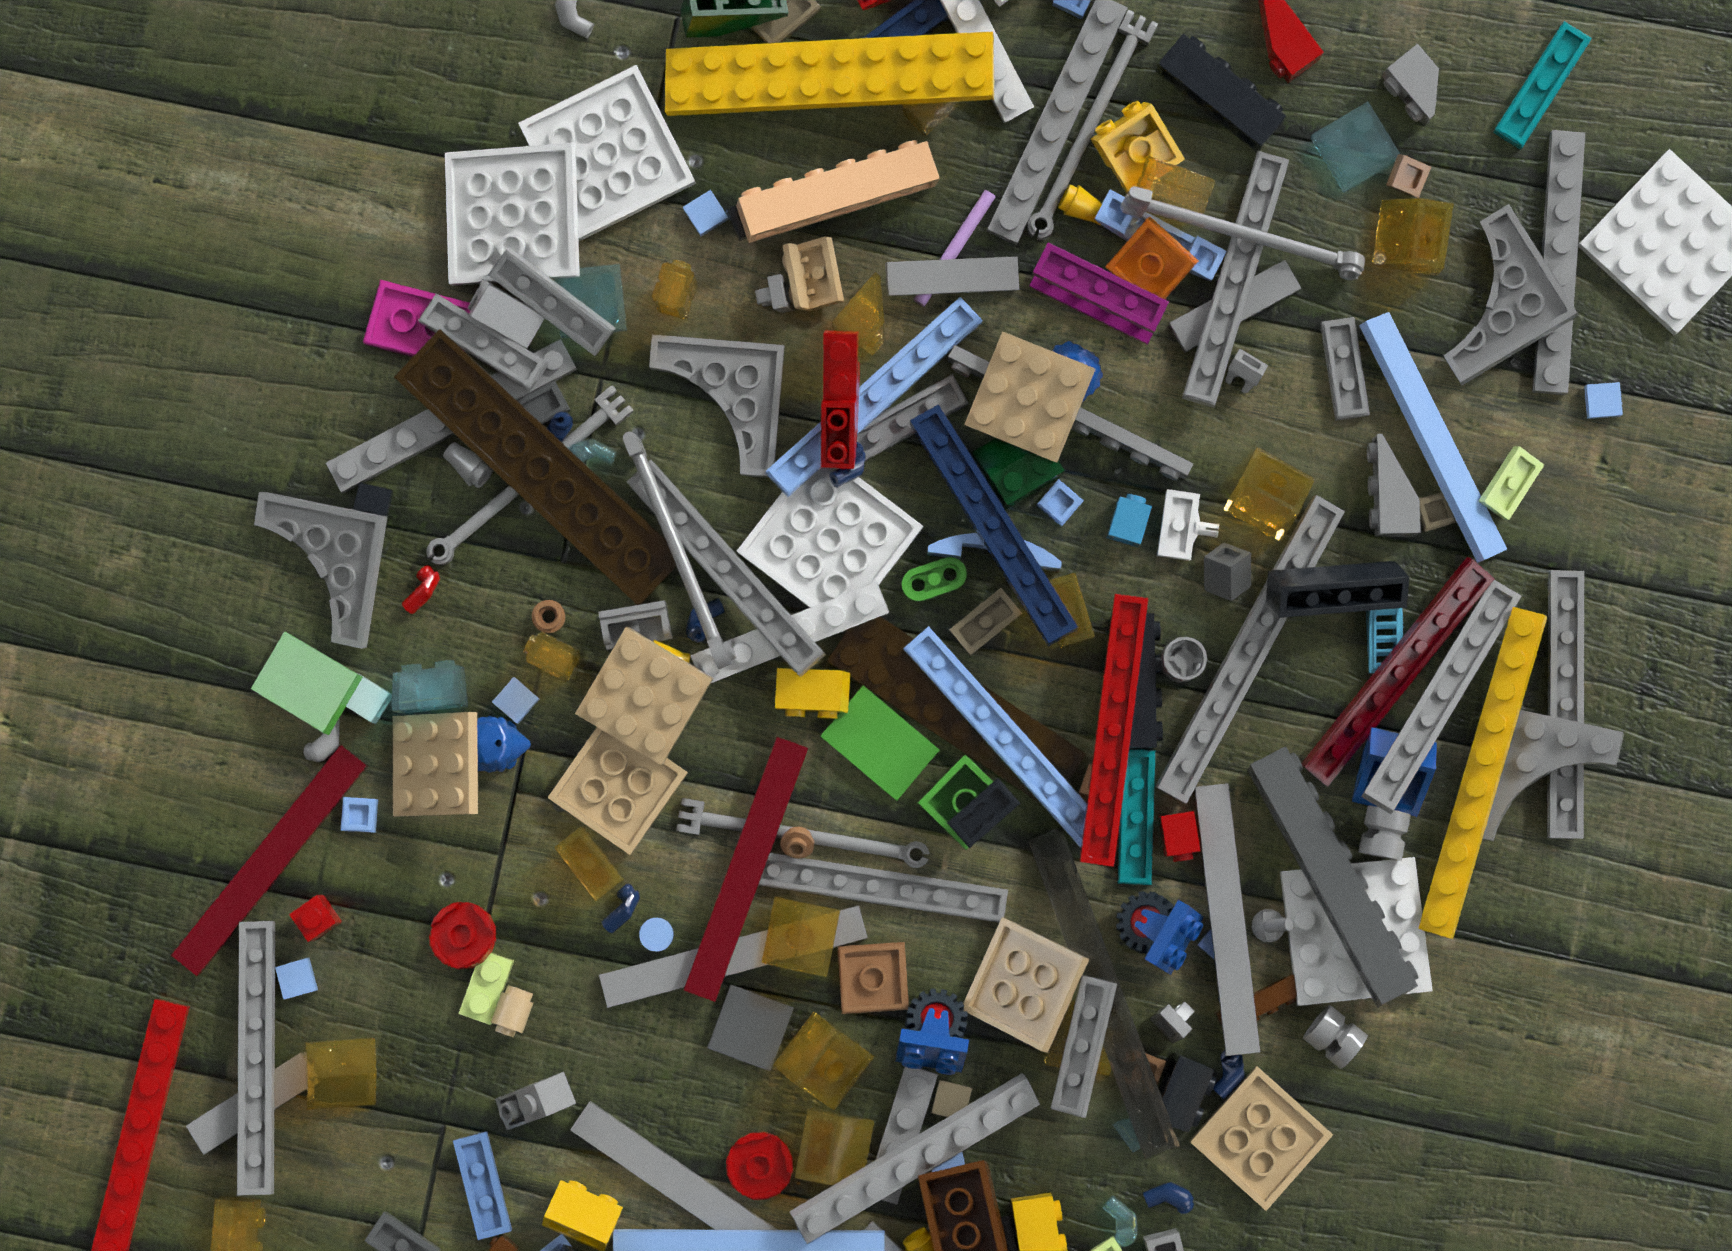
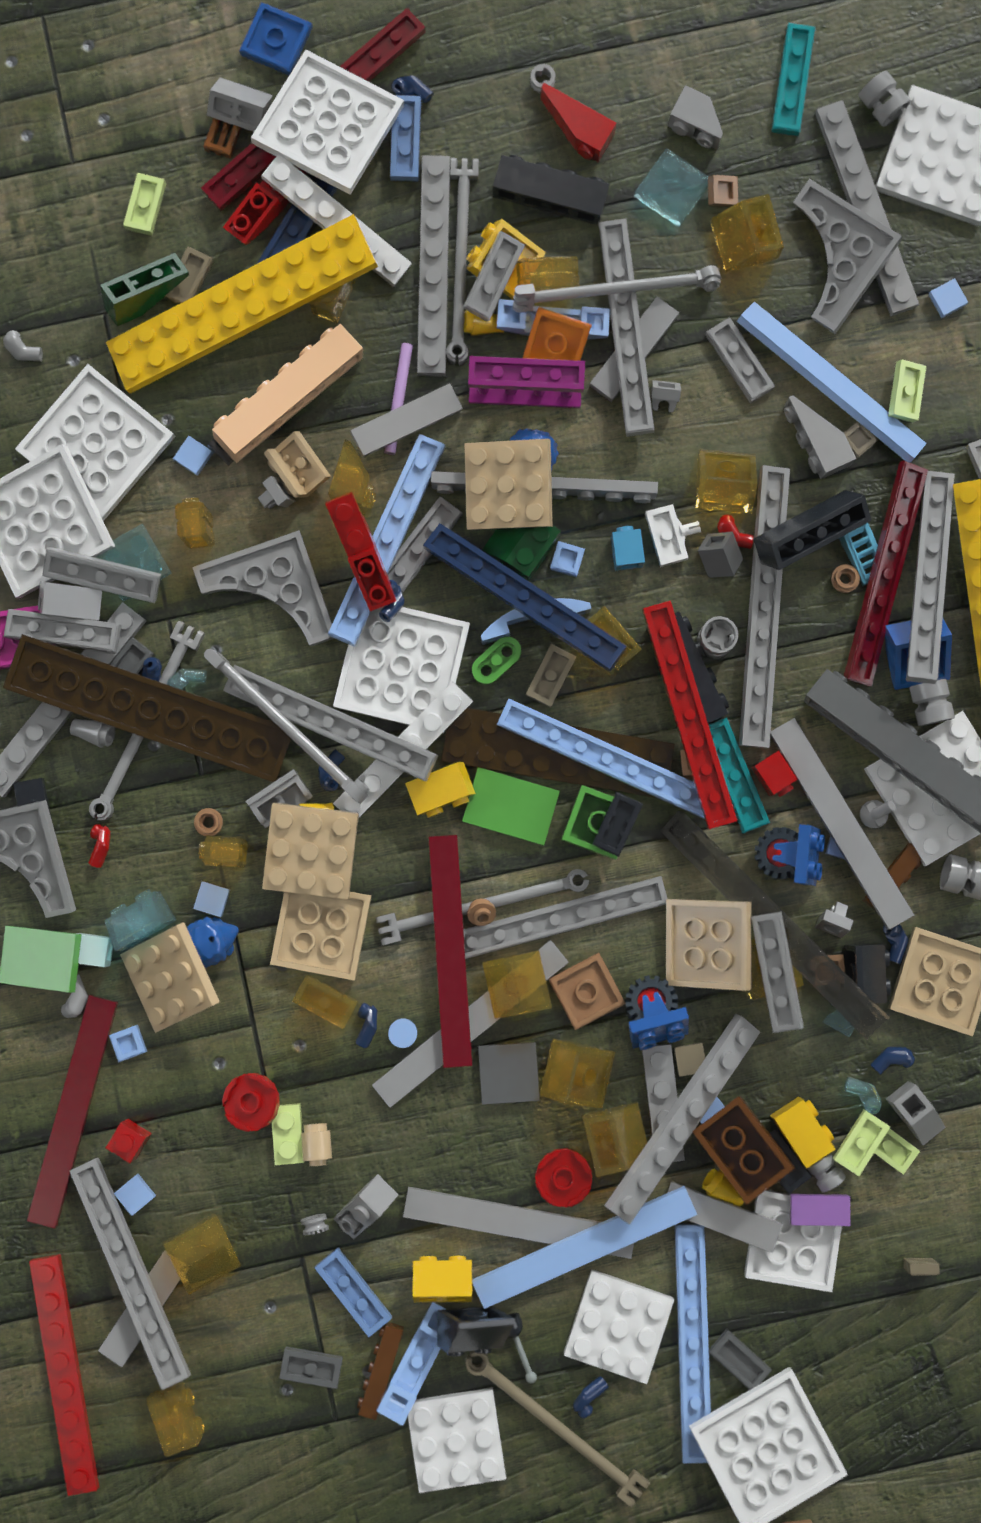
camera: 25 degrees left, 0 degrees up
(473, 1094) = (314, 1223): none -> light grey bush
(1115, 162) = (493, 276): none -> light grey tile
(1249, 543) = (727, 524): none -> red arm
(1362, 657) = (851, 572): none -> medium nougat plate
(1629, 140) = (878, 91): none -> light grey wheel

